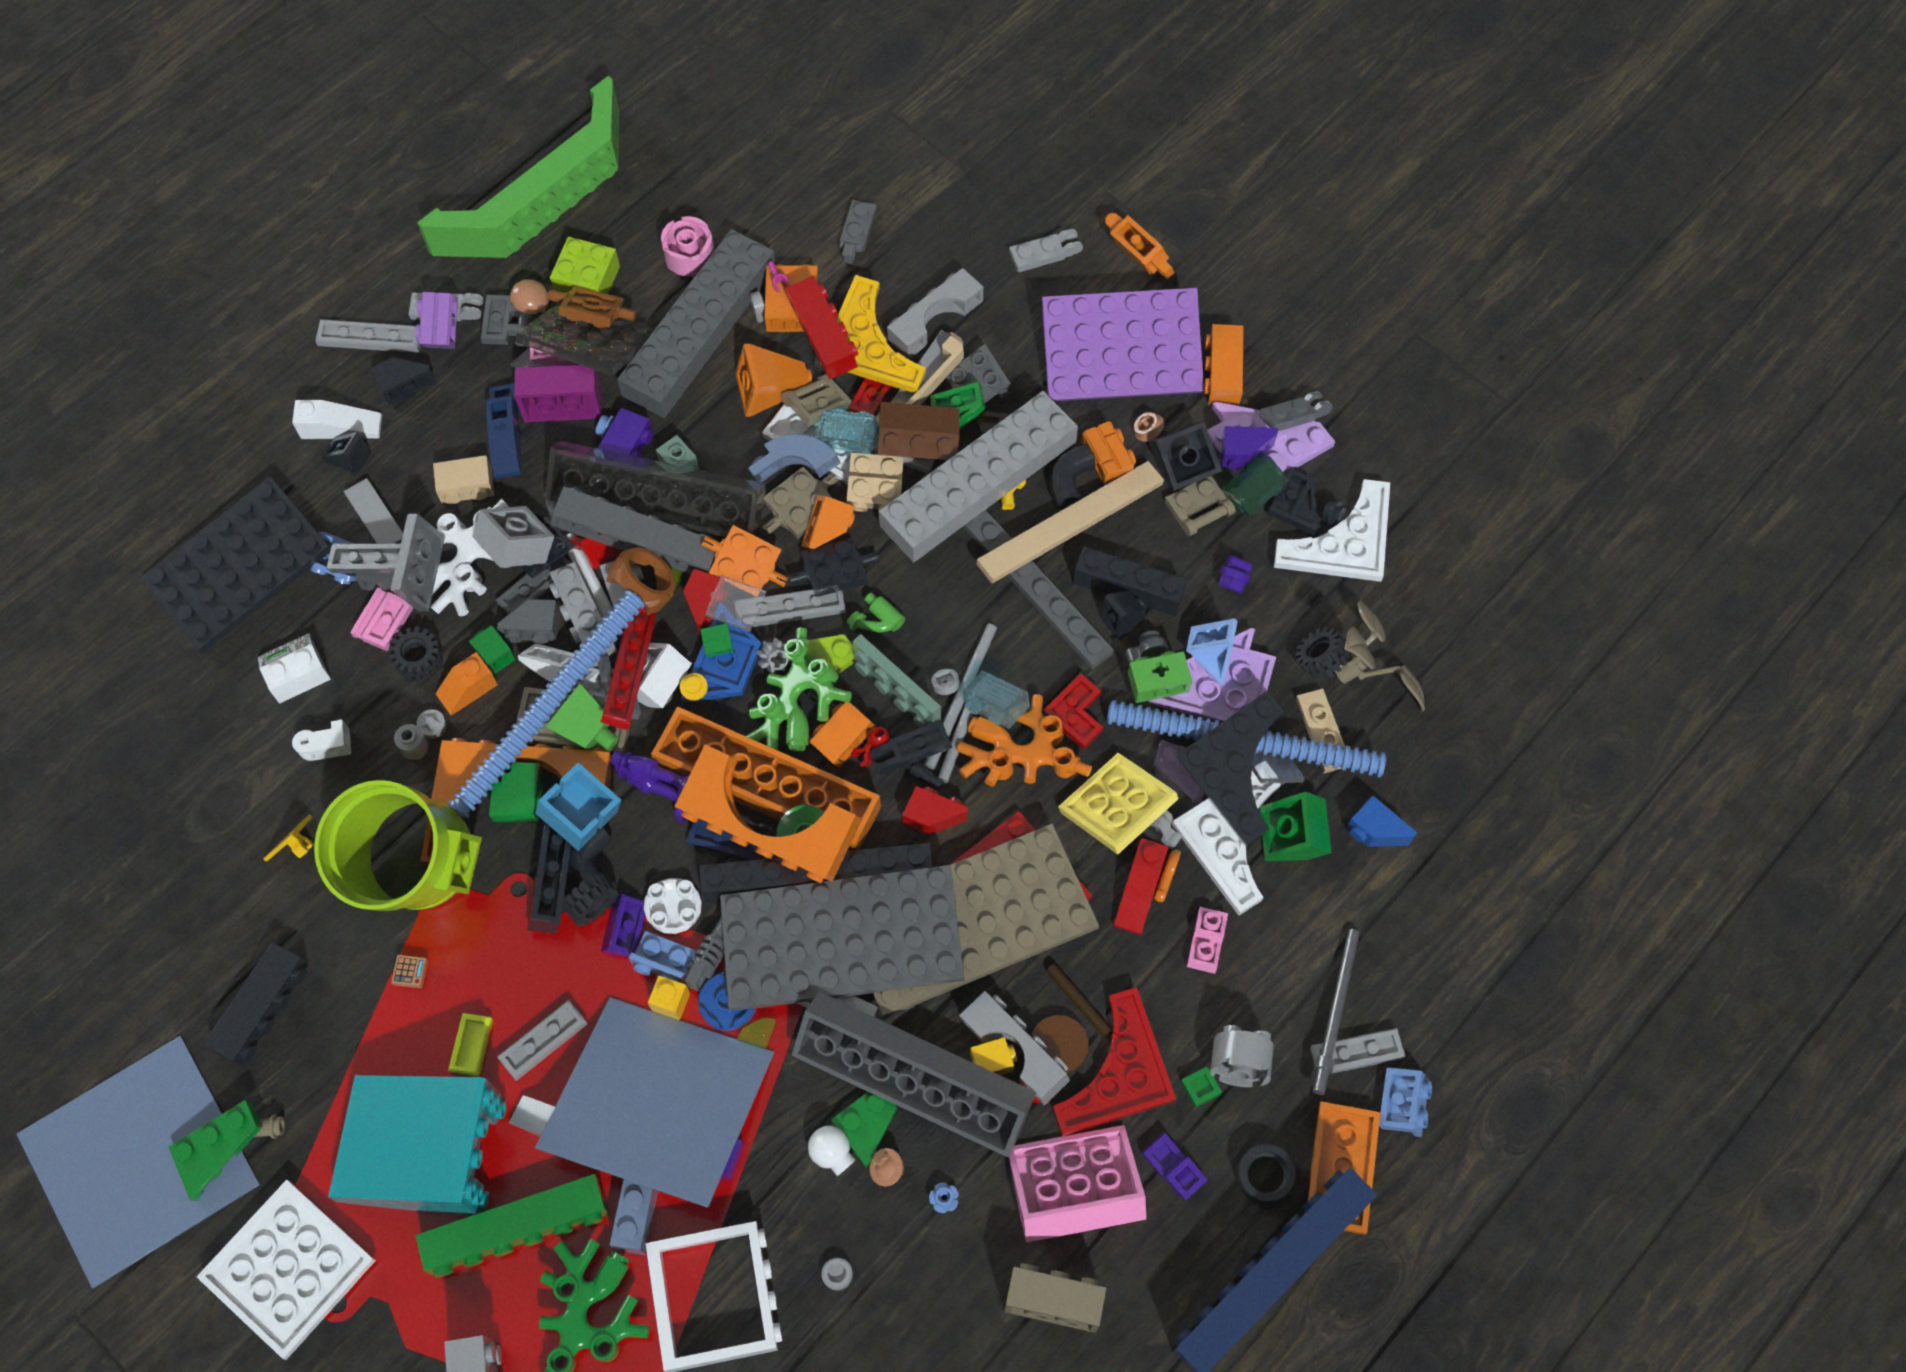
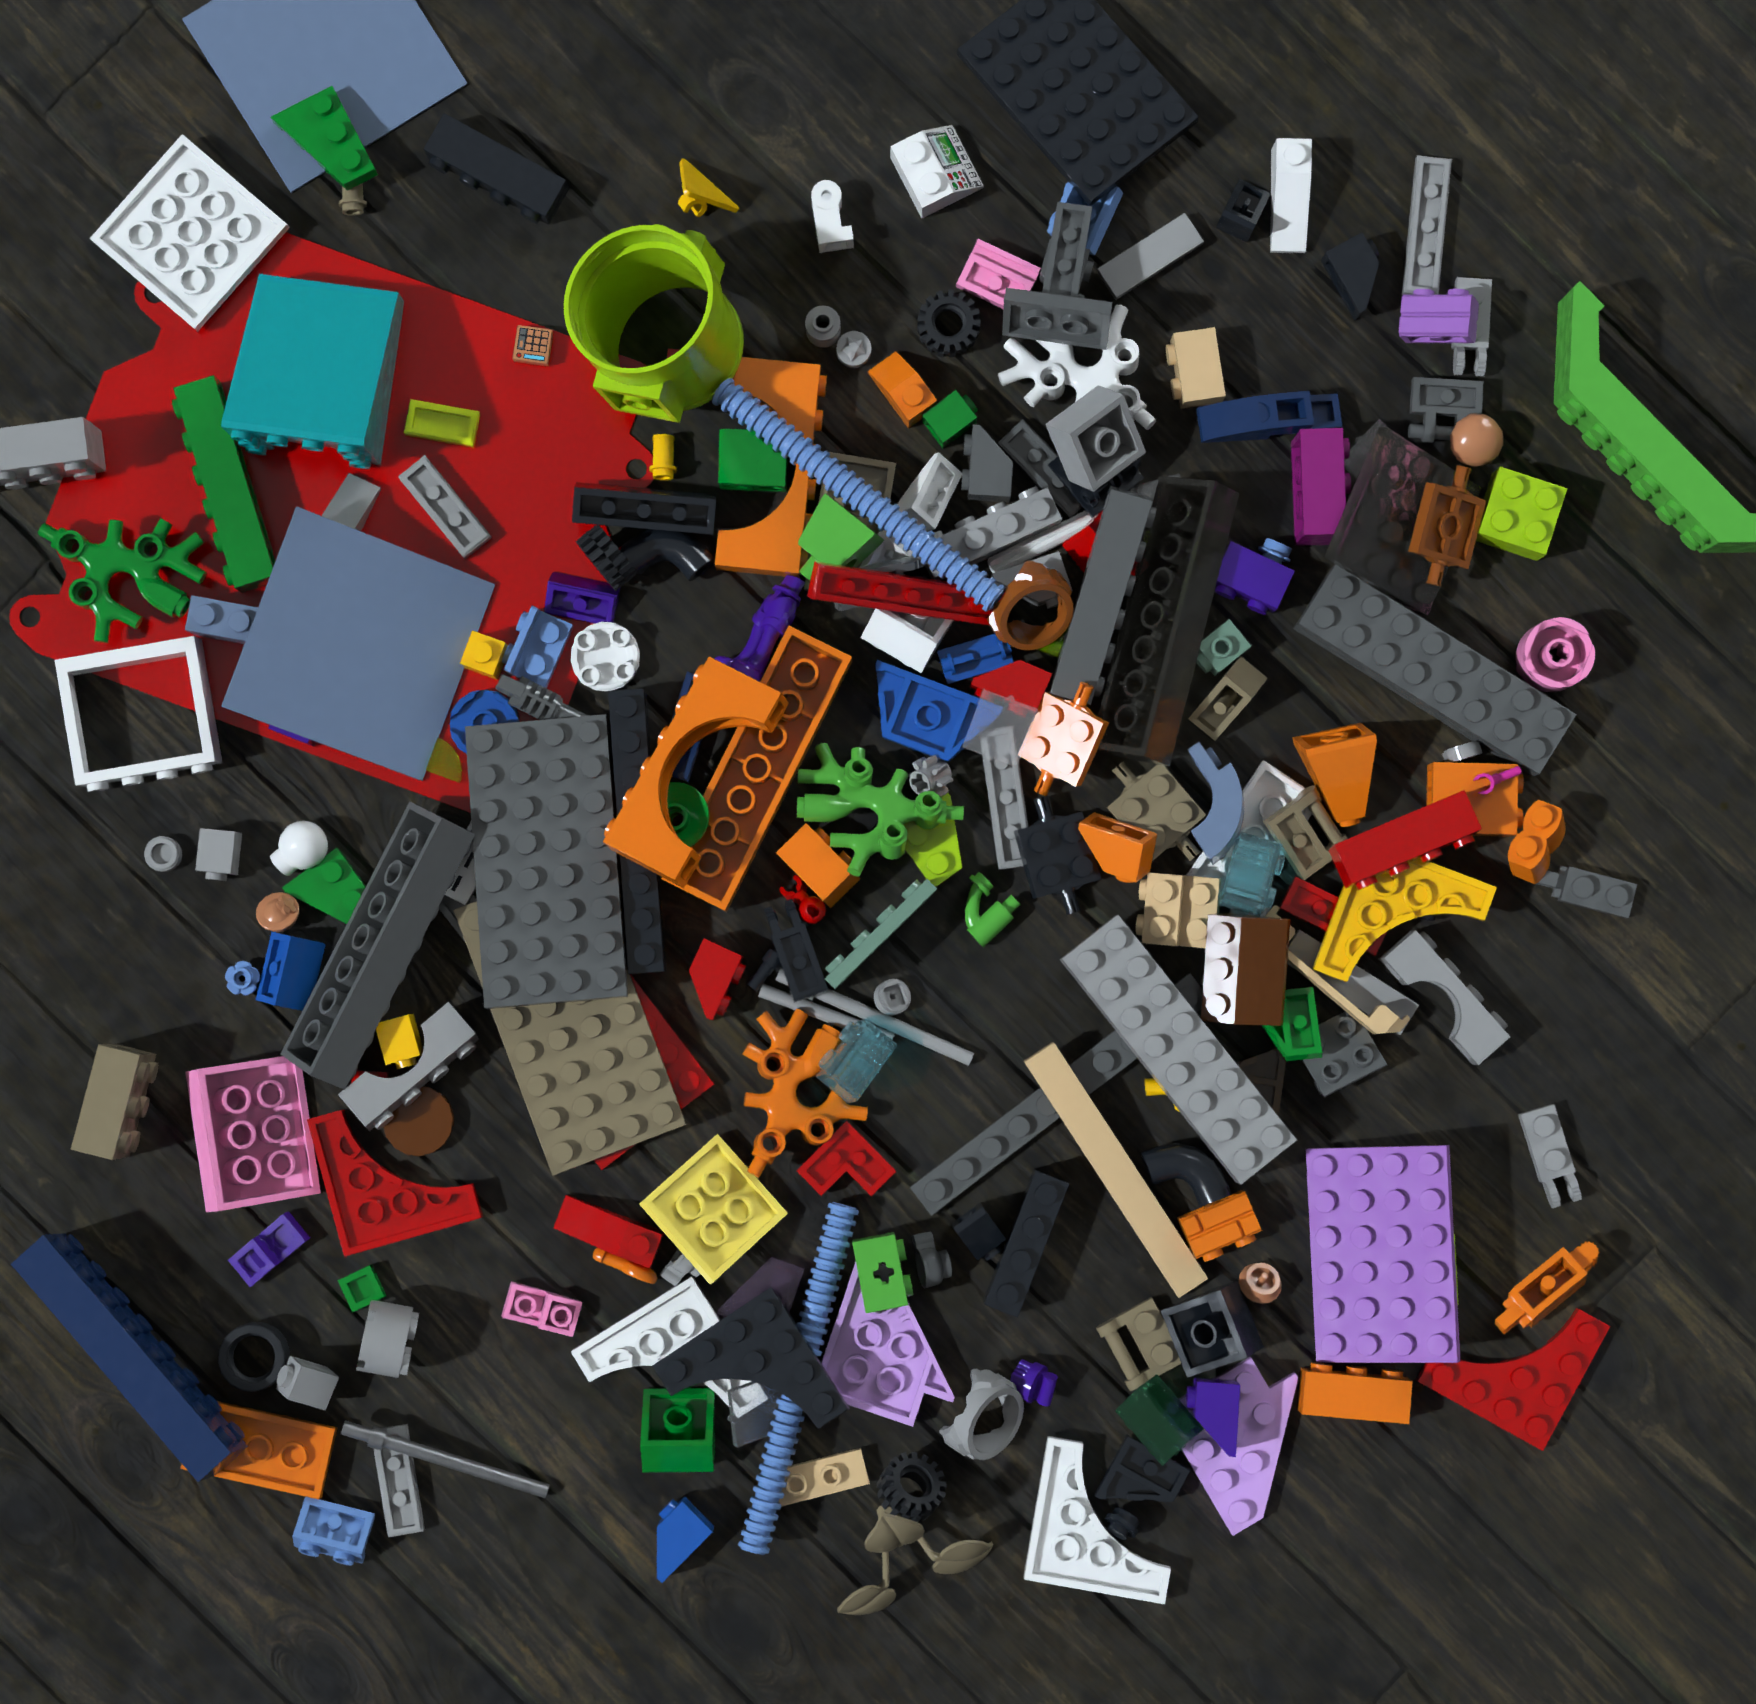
camera: 90 degrees right, 20 degrees up
(510, 864) = (663, 457): none -> yellow pin
(580, 808) = (712, 538): dark azure piece -> none
(680, 627) = (974, 658): none -> blue hinge
(693, 686) = (886, 676): yellow plate -> none
(715, 452) = (1228, 698): none -> dark tan slope
(717, 640) = (949, 704): green tile -> none
(824, 255) = (1540, 837): none -> orange brick
(836, 1220) = (218, 853): none -> light grey brick
(937, 1157) = (289, 971): none -> blue panel
(1077, 998) = (472, 1147): dark brown bar -> none
(1212, 261) = (1527, 1391): none -> red plate
(1212, 646) = (922, 1344): light blue slope -> none
(1254, 593) = (984, 1389): none -> light grey piece
(1284, 1124) = (306, 1382): none -> light grey brick
(1296, 411) = (1274, 1483): dark grey hinge -> none

